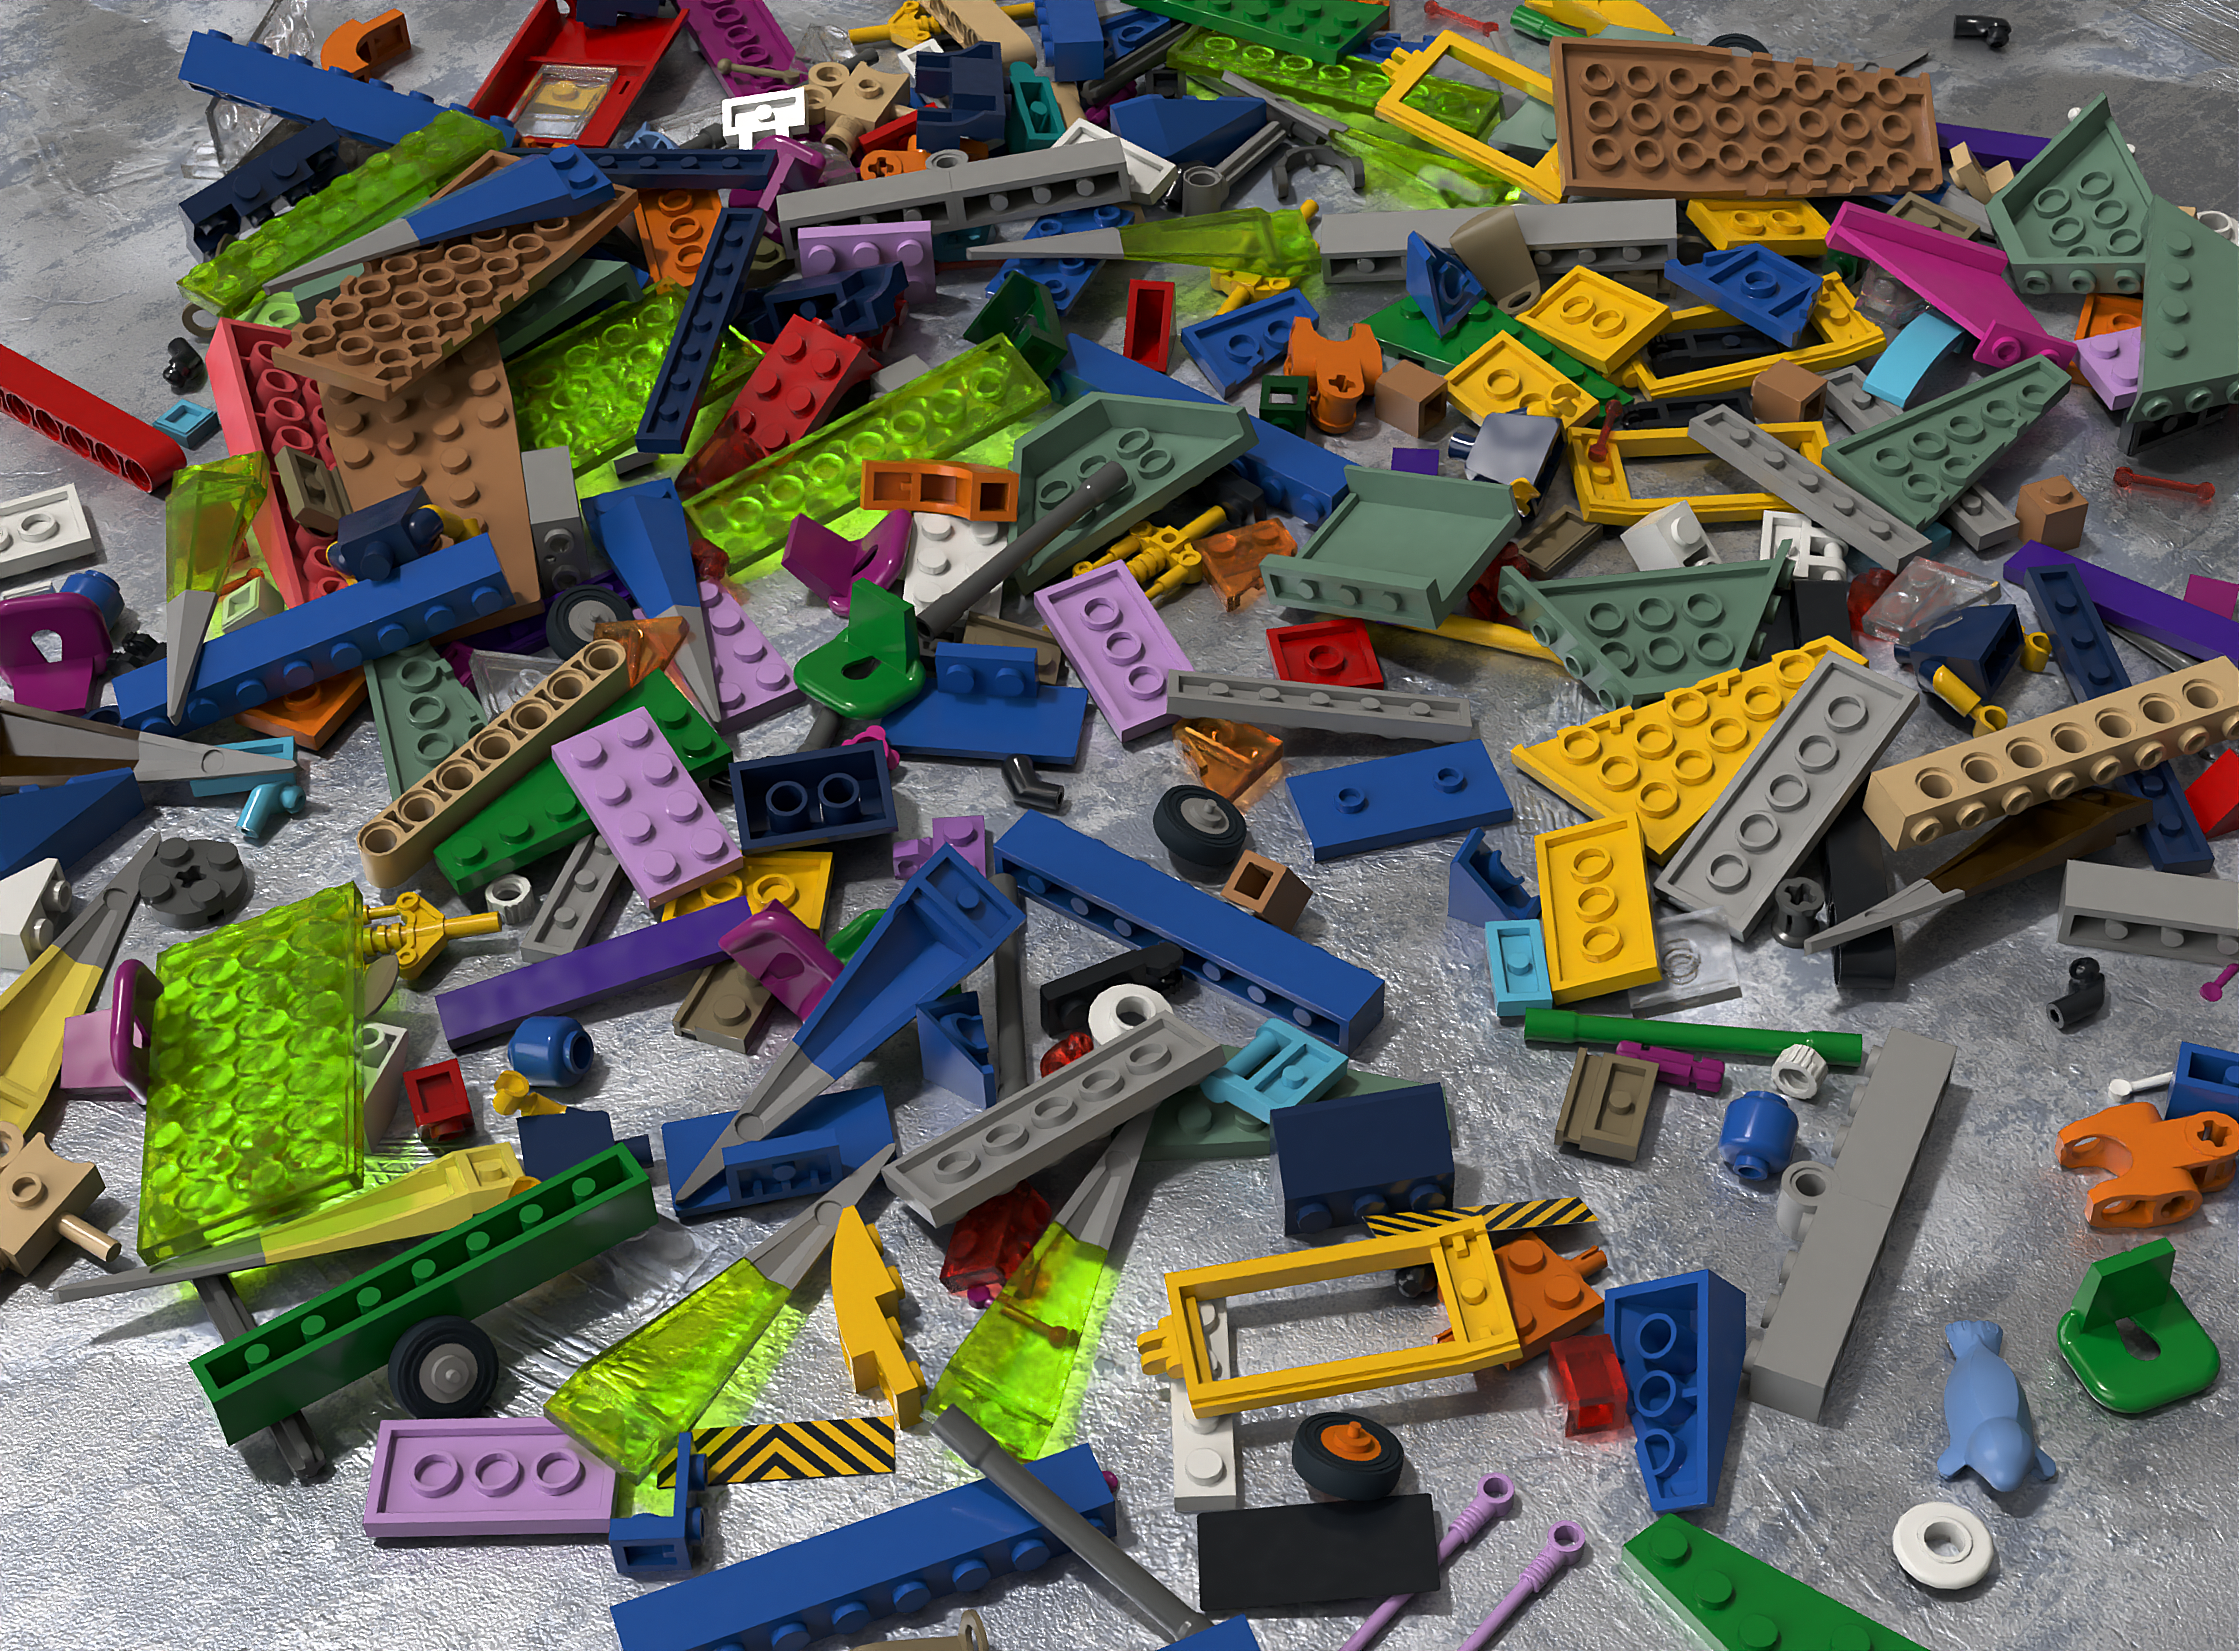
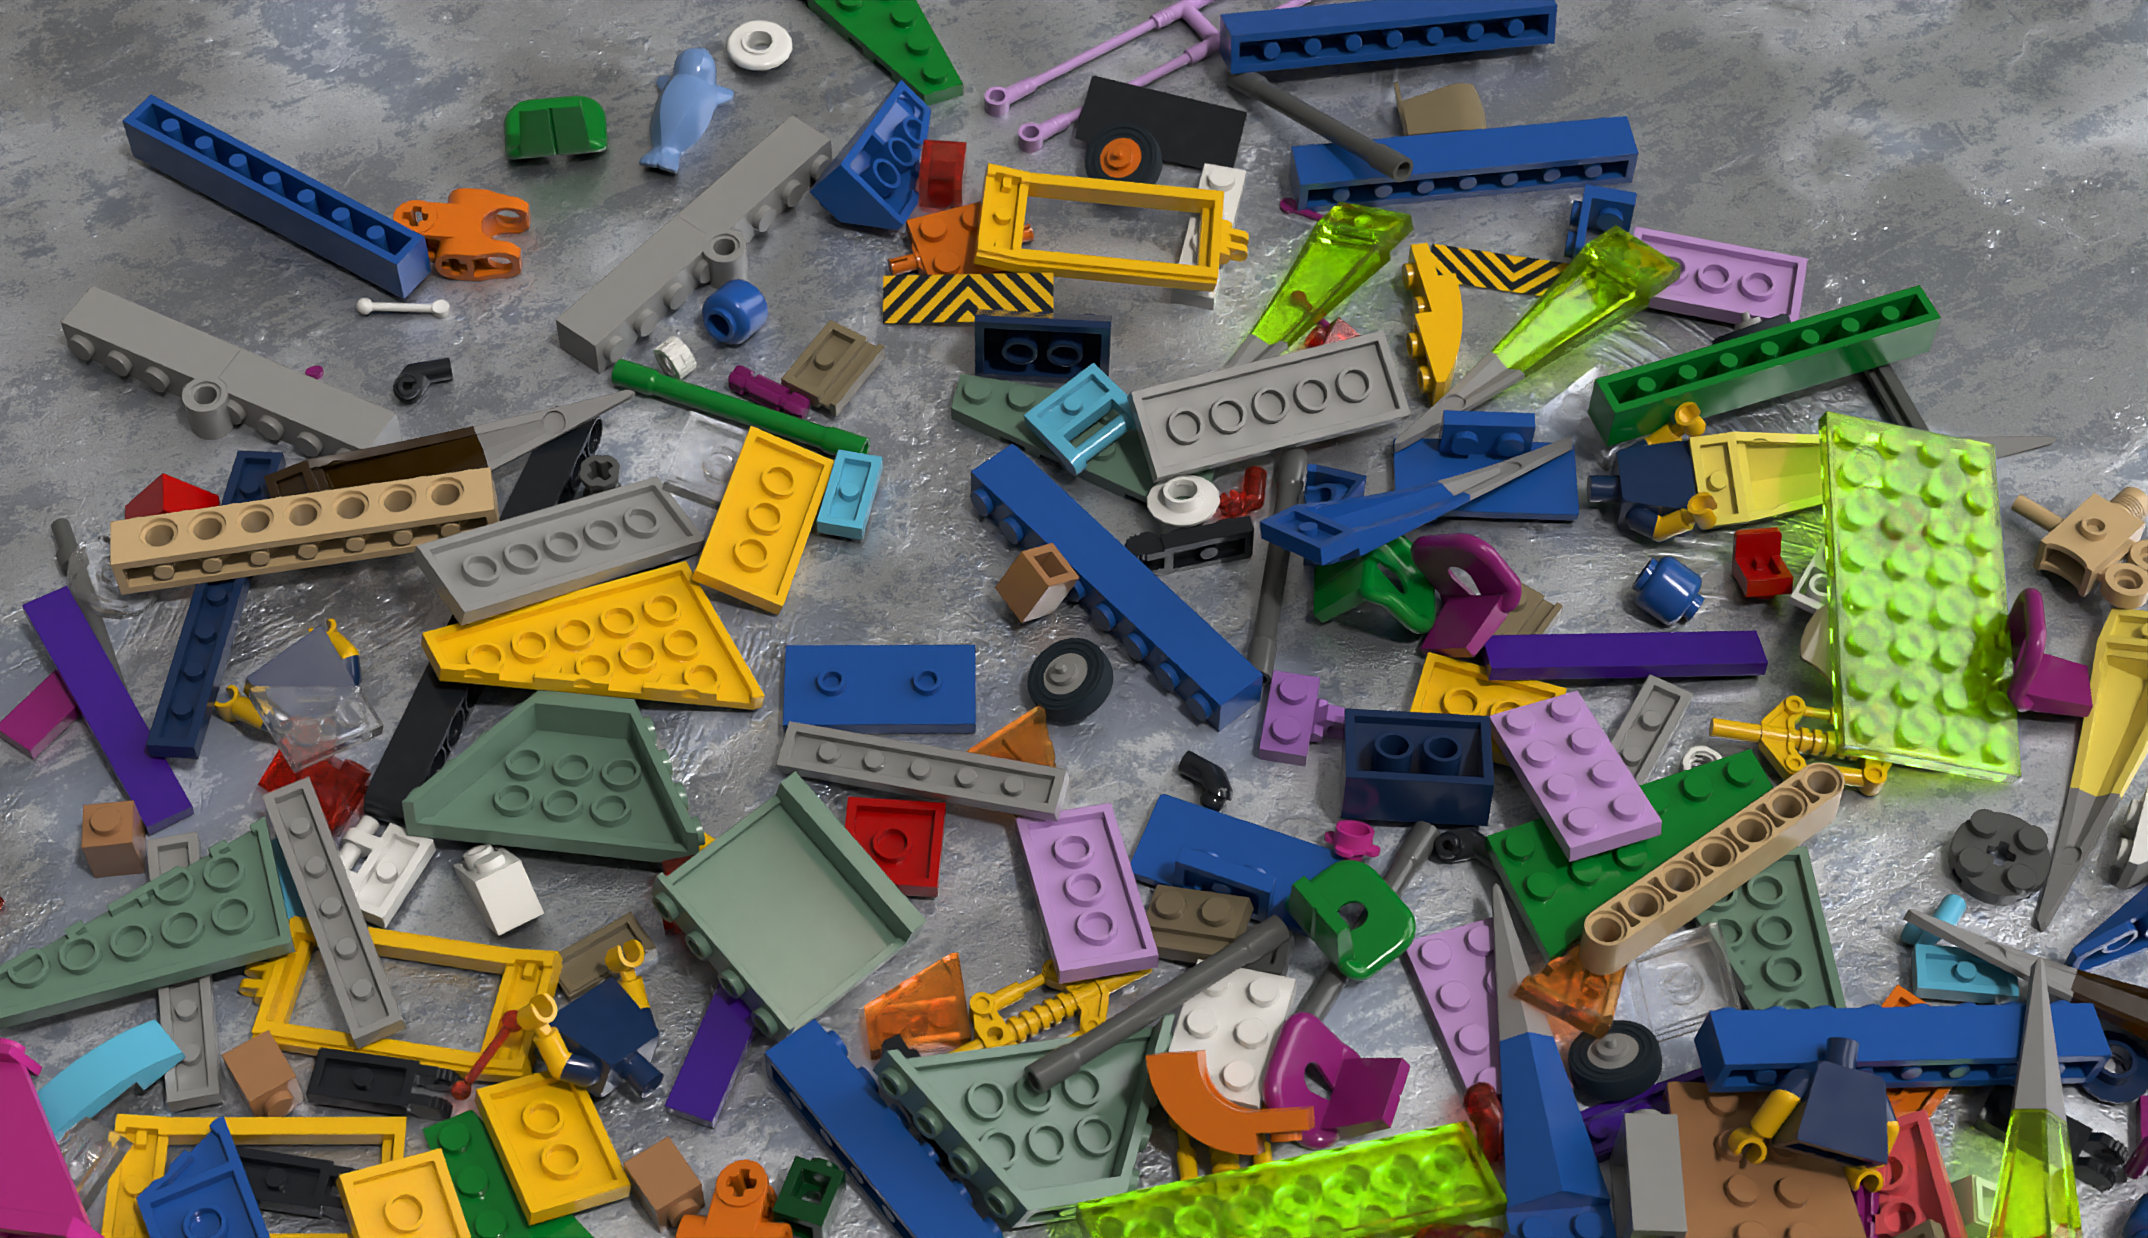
camera: 170 degrees left, 10 degrees up
(1484, 888) = (840, 573): blue slope -> none

